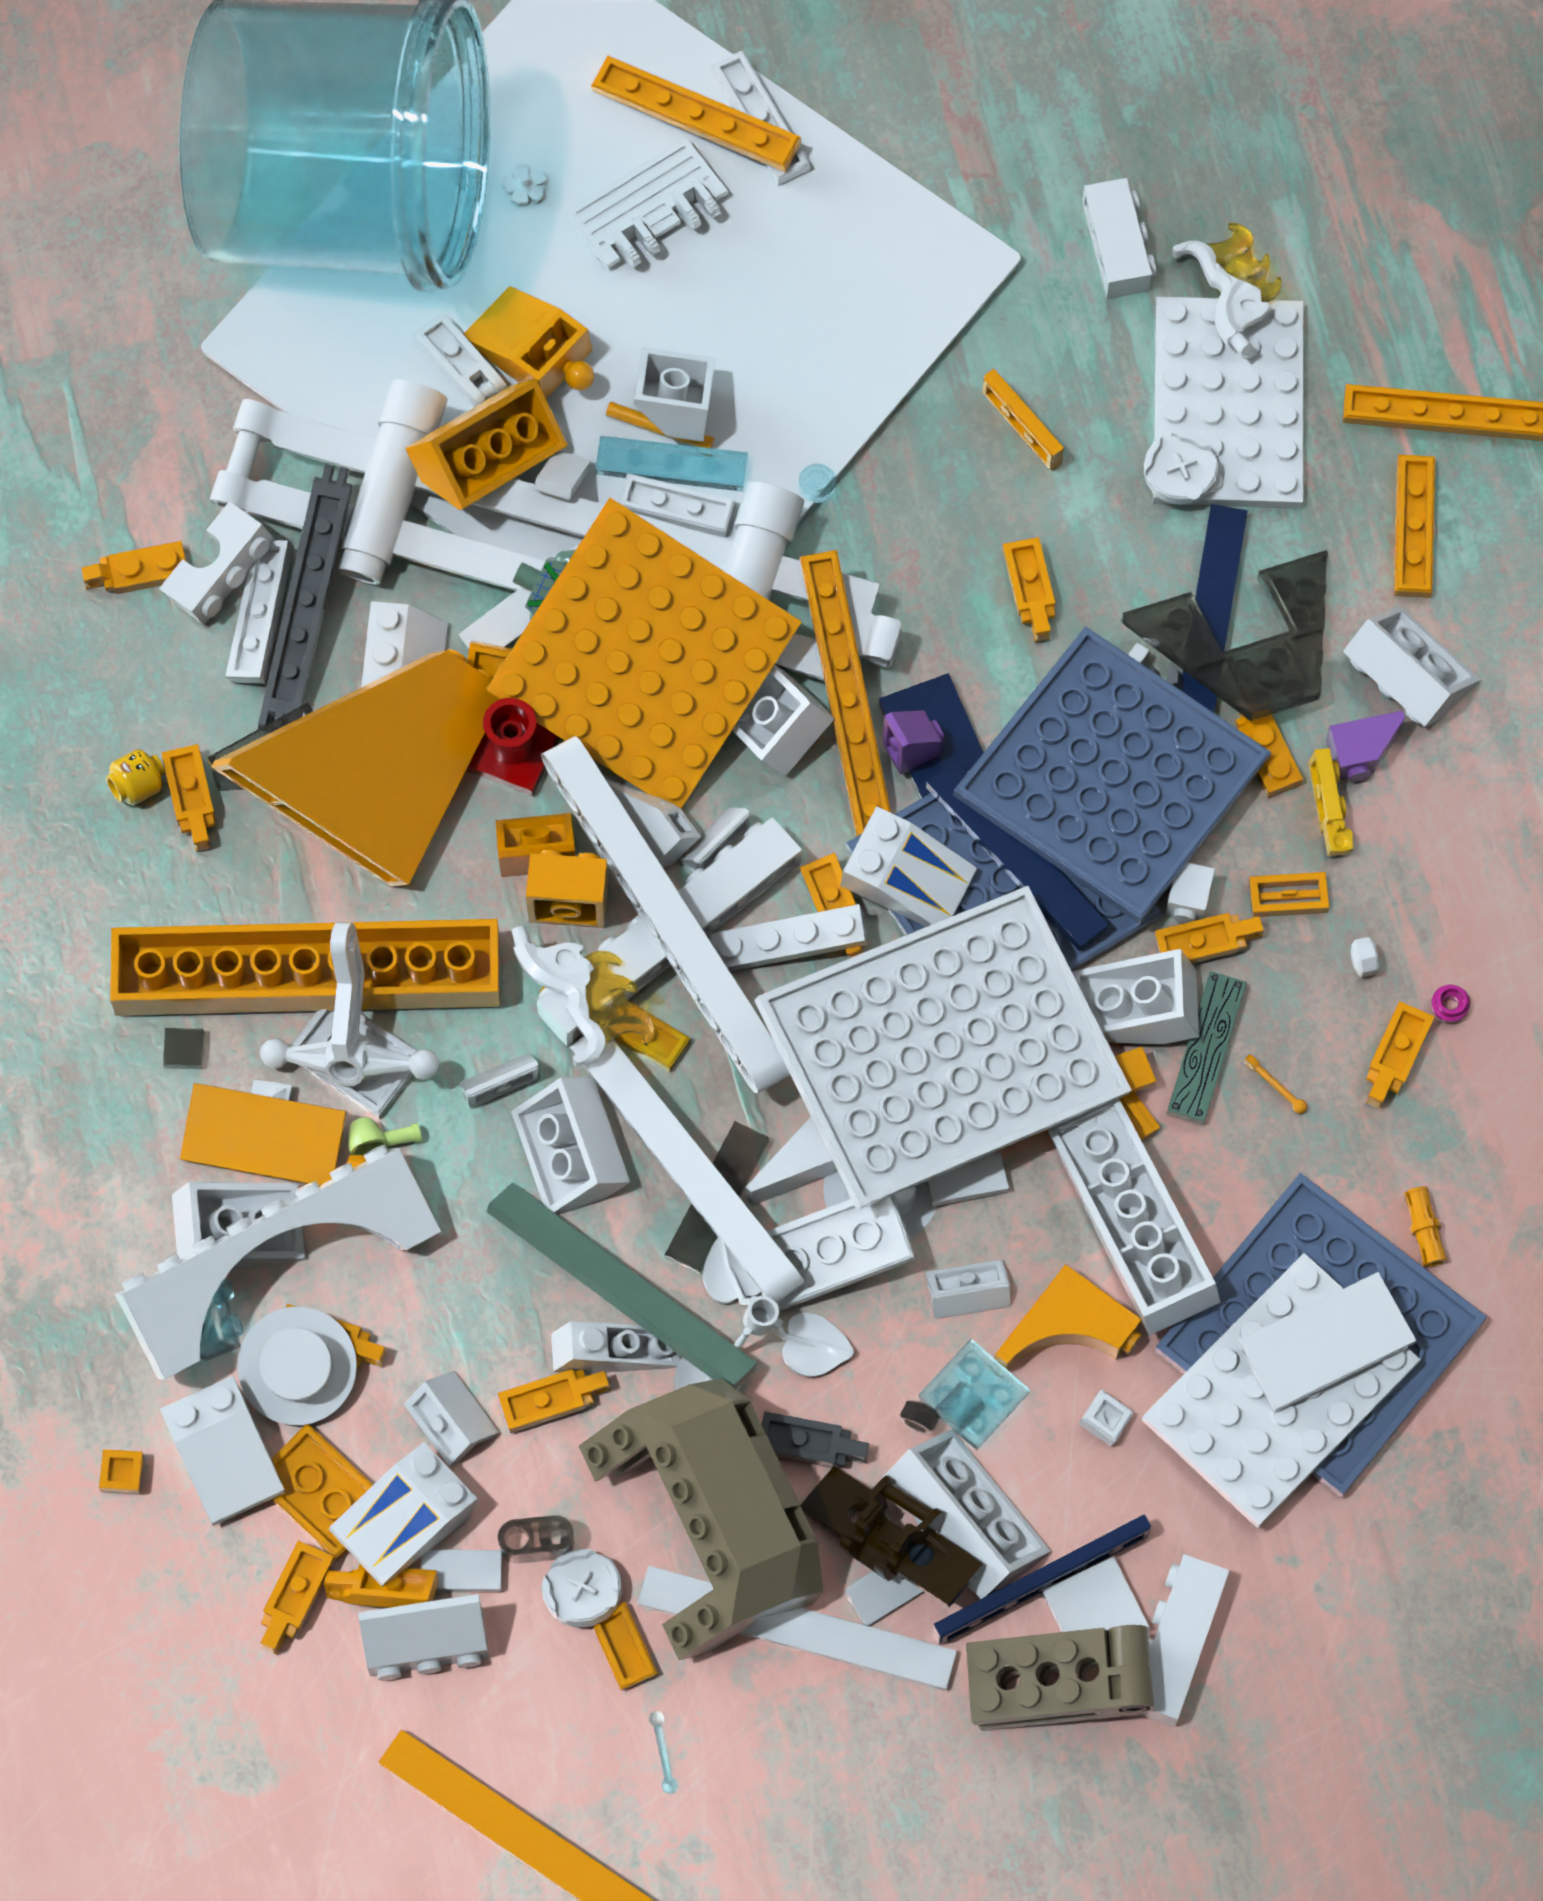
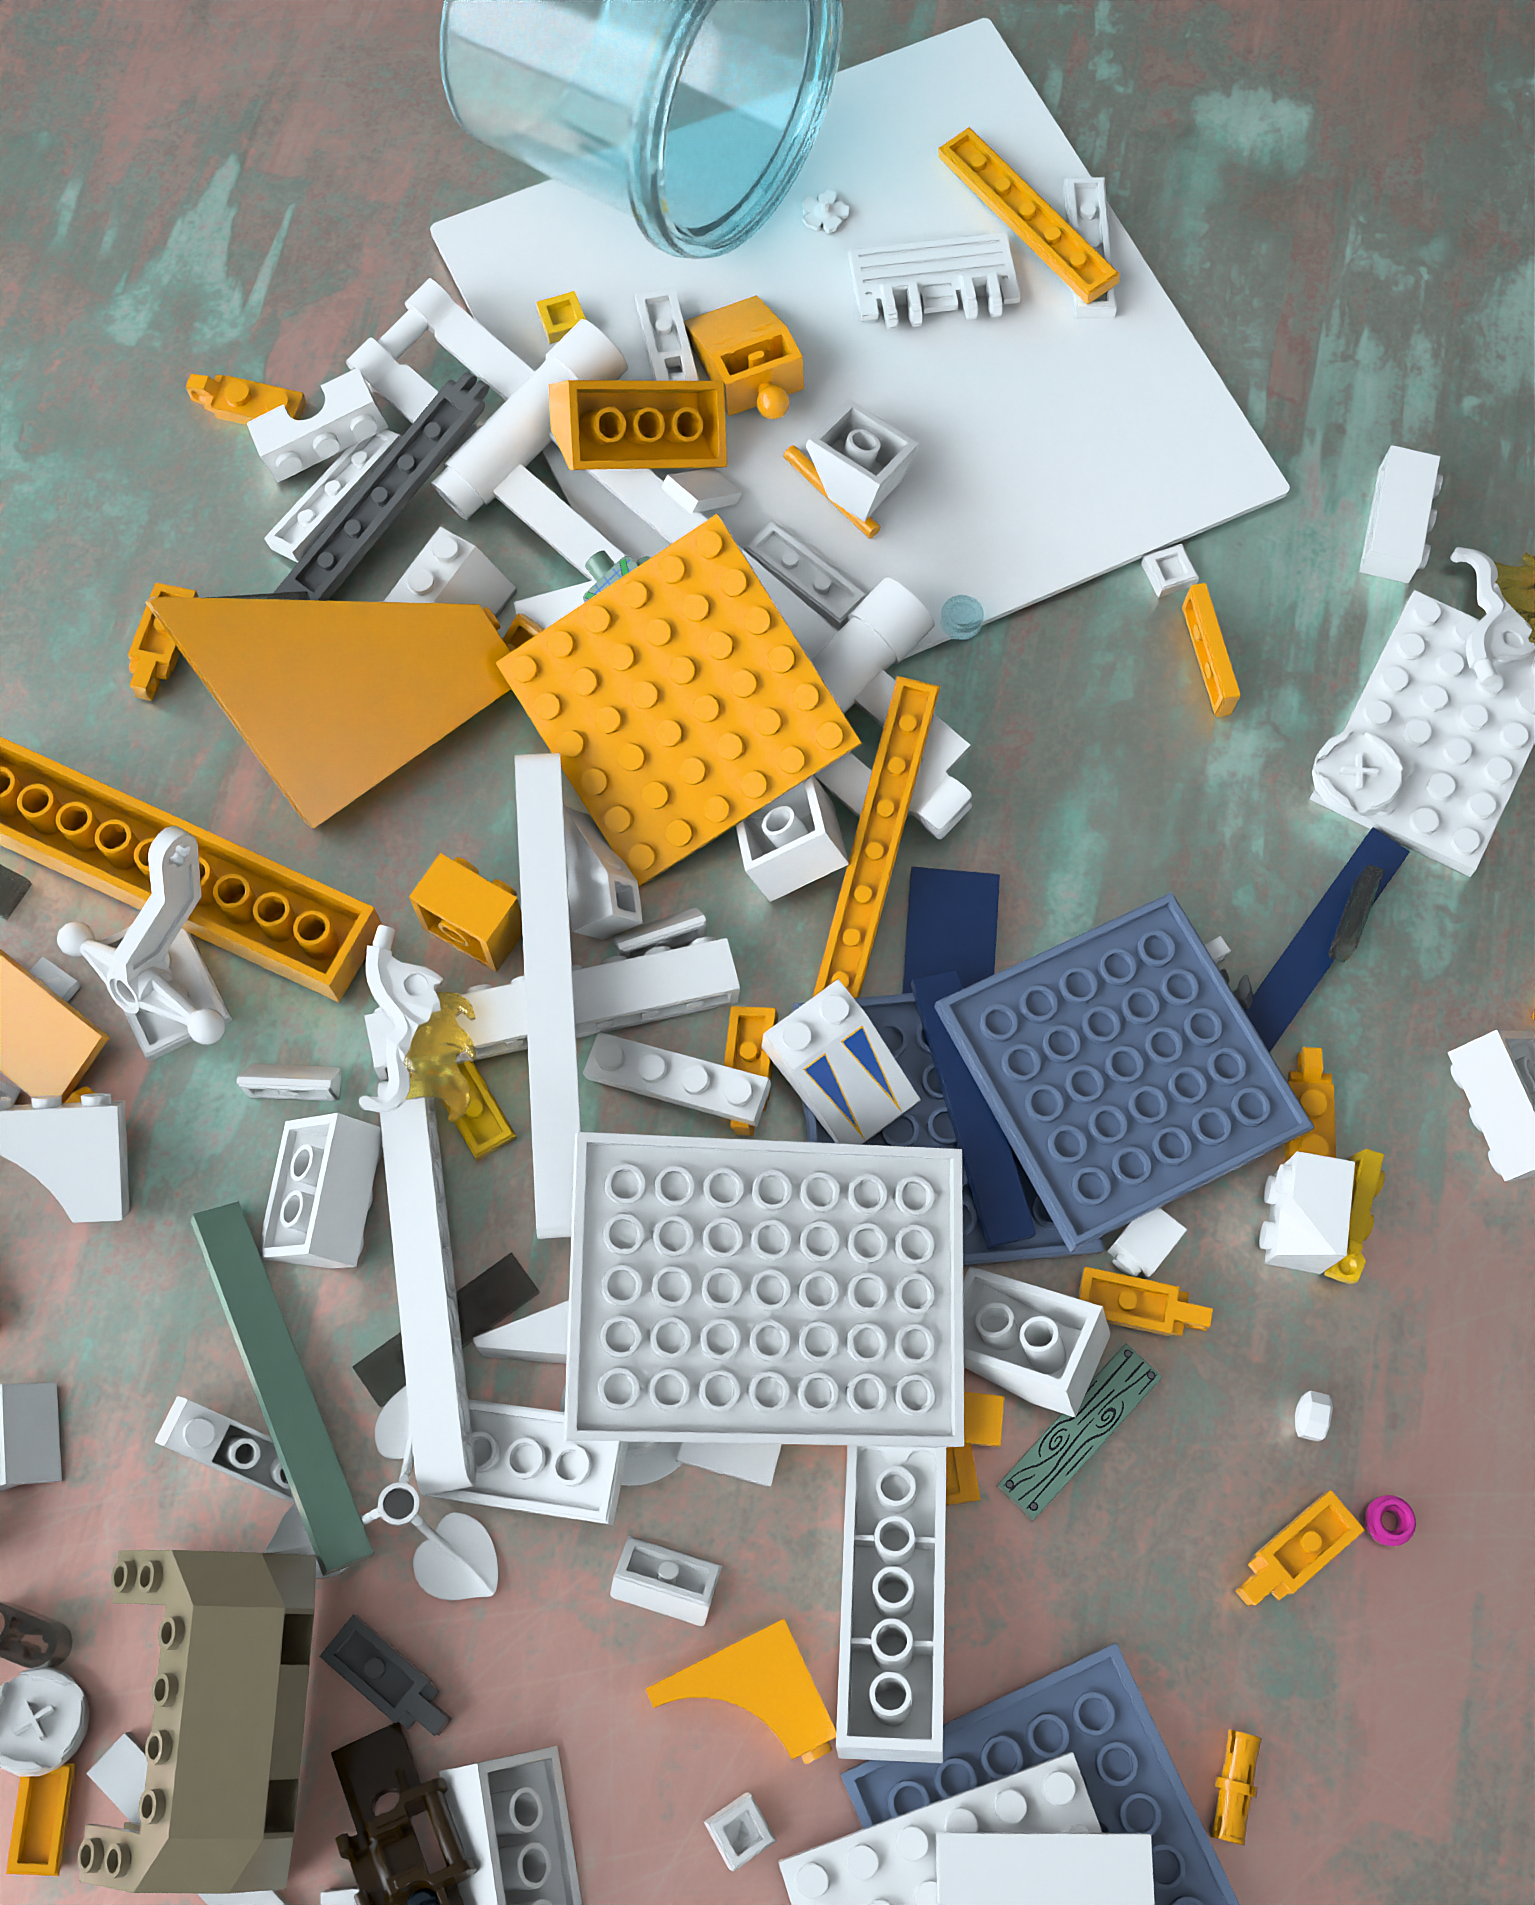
camera: 25 degrees right, 0 degrees up
(135, 777) = (115, 594): yellow head -> none
(362, 379) = (559, 315): none -> yellow plate
(367, 1135) = (119, 1077): yellowish green bar -> none
(512, 746) = (496, 733): red plant -> none
(531, 835) = (481, 842): light orange slope -> none
(551, 1398) = (133, 1471): light orange hinge -> none
(672, 463) = (823, 531): clear light blue tile -> none
(911, 739) = (921, 924): medium lavender slope -> none
(919, 1417) = (525, 1714): clear smoke tile -> none
(958, 367) = (1169, 570): none -> white tile
(974, 1394) = (601, 1719): clear light blue plate -> none
(1030, 585) = (1134, 823): light orange hinge -> none
(1228, 578) = (1355, 913): none -> clear smoke tile
(1258, 675) = (1340, 1035): clear smoke wing -> none
(1286, 880) = (1218, 1283): light orange tile -> none
(1294, 816) = (1308, 1213): none -> white slope
(1298, 1105) = (1154, 1554): light orange hinge -> none
(1363, 744) = (1423, 1166): medium lavender slope -> none

